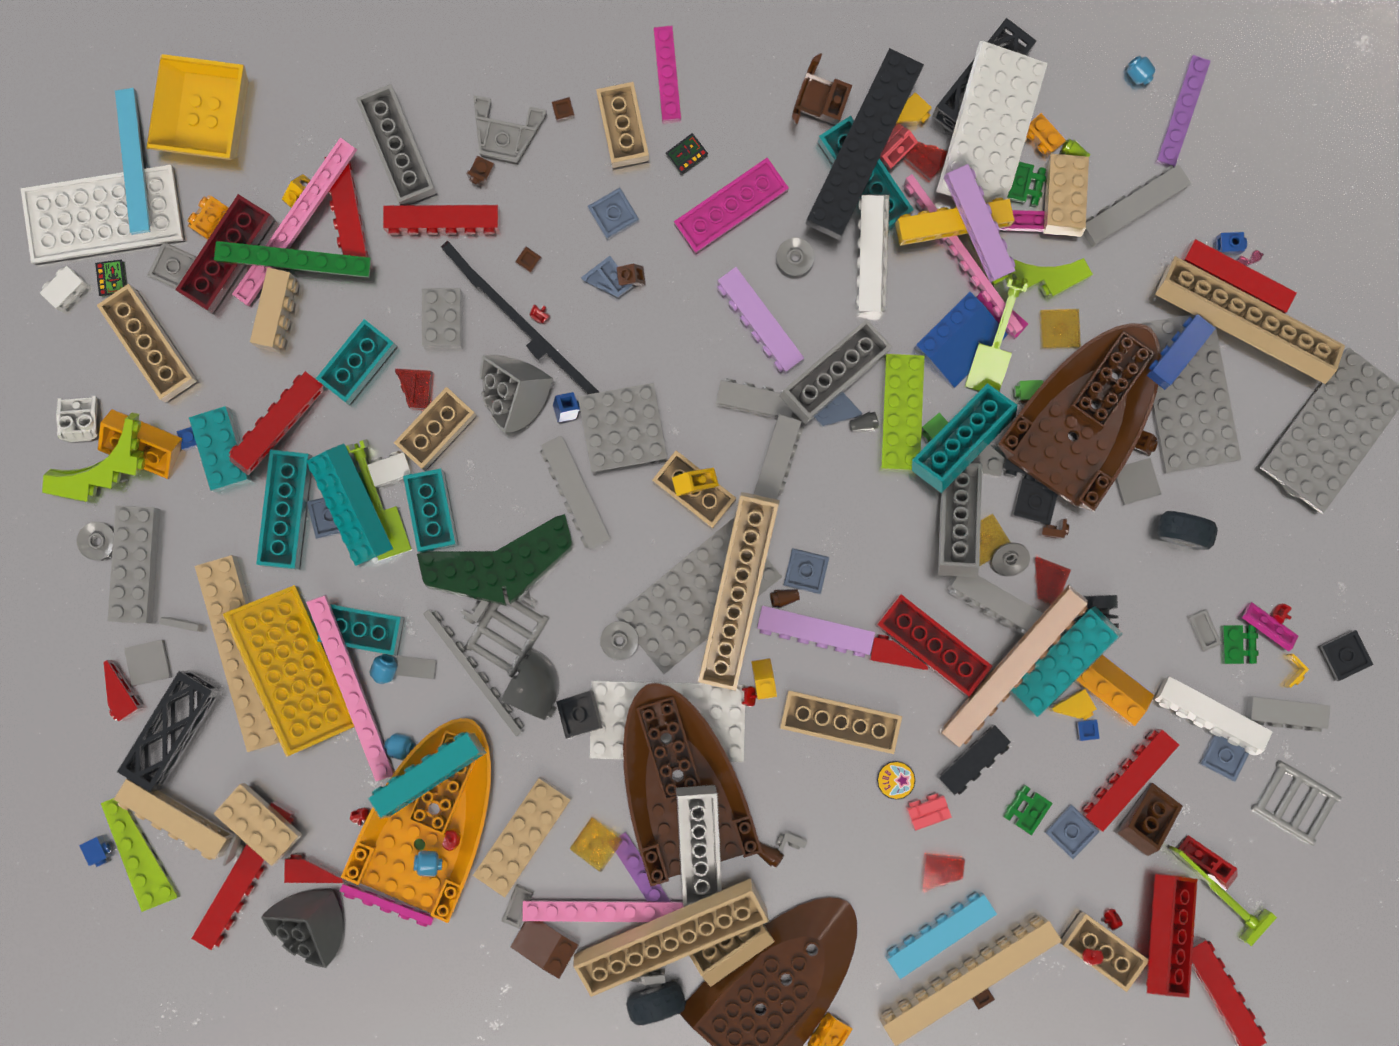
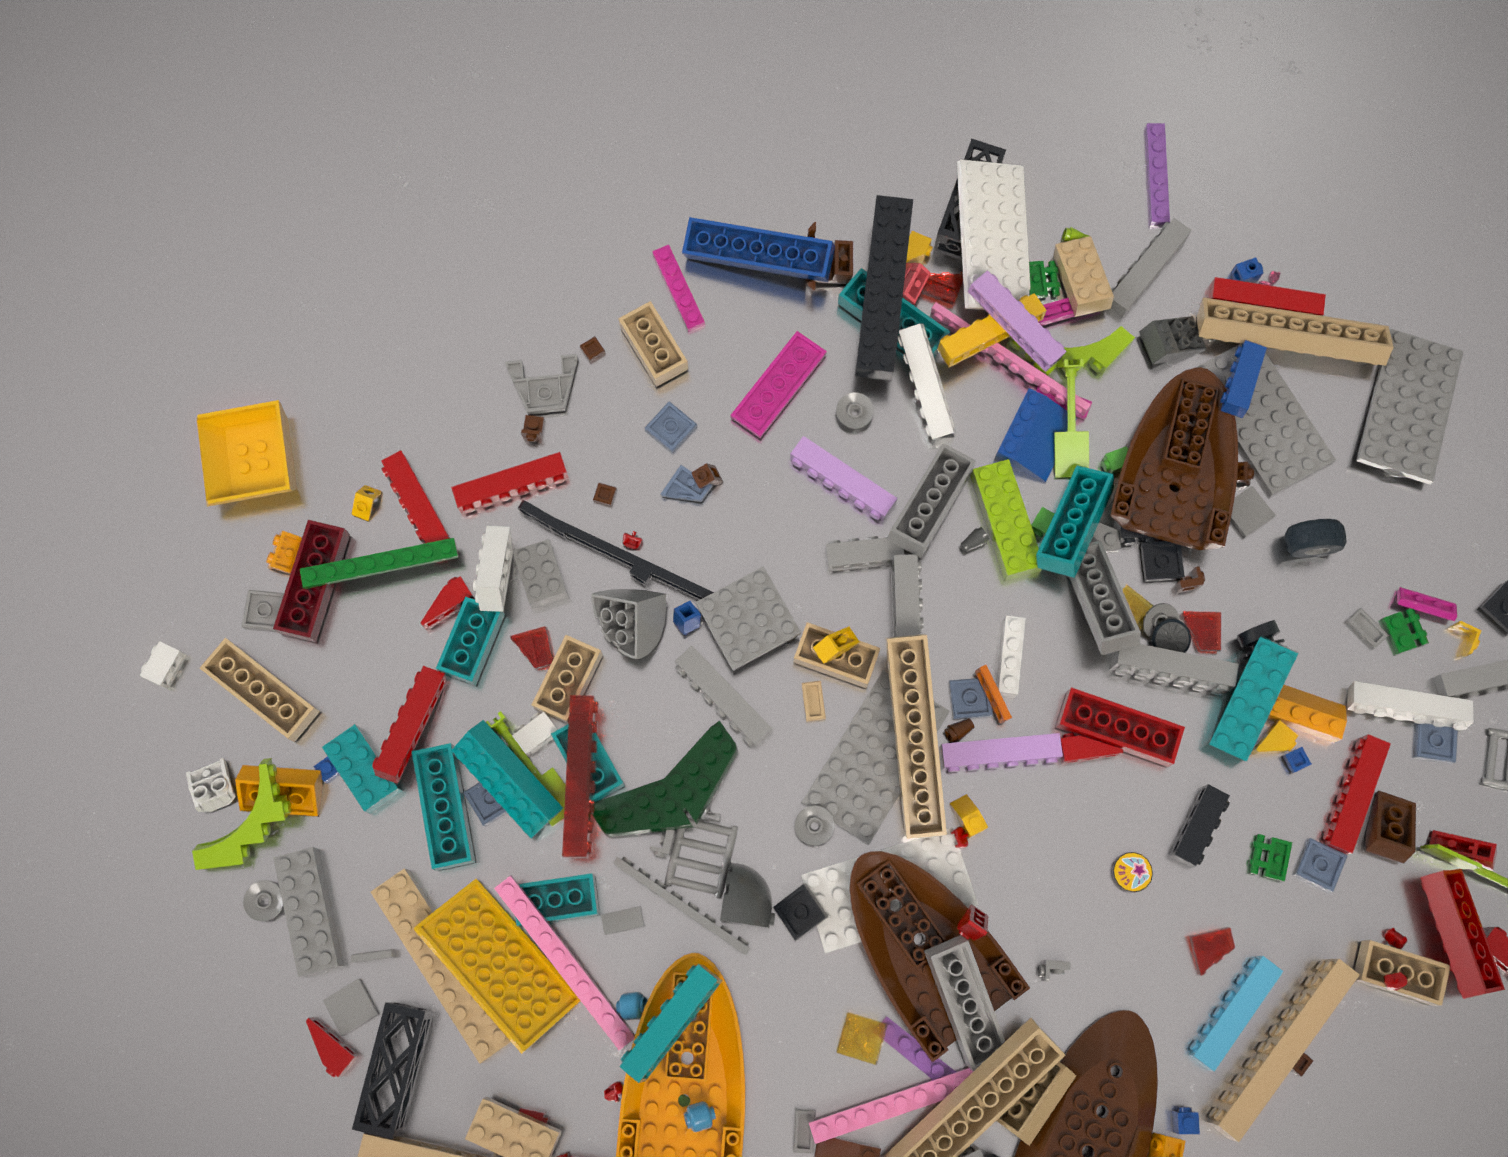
camera: 15 degrees left, 10 degrees down
(92, 215) = (180, 583): white plate -> none
(109, 277) = (204, 639): piece -> none
(132, 161) = (197, 524): medium azure tile -> none
(274, 310) = (375, 618): tan brick -> none
(298, 215) = (372, 524): bright pink plate -> none
(347, 316) = (447, 602): none -> red slope
(383, 669) = (590, 932): dark azure head -> none
(396, 145) = (446, 429): light grey brick -> none
(398, 301) = (493, 568): none -> white brick
(416, 525) = (579, 777): none -> clear red brick
(451, 840) = (715, 1084): red piece -> none
(522, 837) = (785, 1057): tan brick -> none
(658, 524) = (813, 701): none -> tan tile
(686, 153) = (720, 351): piece -> none
(729, 779) = (973, 923): none -> red slope
(756, 63) = (758, 249): none -> blue brick
(771, 855) = (1039, 989): reddish brown cone -> none
(827, 575) = (993, 694): none -> orange tile
(838, 411) = (945, 538): sand blue wing -> none
(840, 722) = (1058, 832): tan brick -> none
(856, 545) = (1010, 656): none -> white brick
(858, 1012) = (1185, 1121): none -> blue brick
(928, 812) = (1176, 892): coral brick -> none
(1014, 666) = (1206, 719): brick -> none
(1015, 577) = (1172, 635): none -> dark grey wheel
(1044, 135) = (1043, 233): light orange bracket -> none
(1060, 328) = (1122, 397): clear yellow plate -> none
(1129, 286) = (1171, 339): none -> dark grey slope
(1141, 70) = (1106, 150): dark azure head -> none
(1281, 612) = (1431, 587): red piece -> none

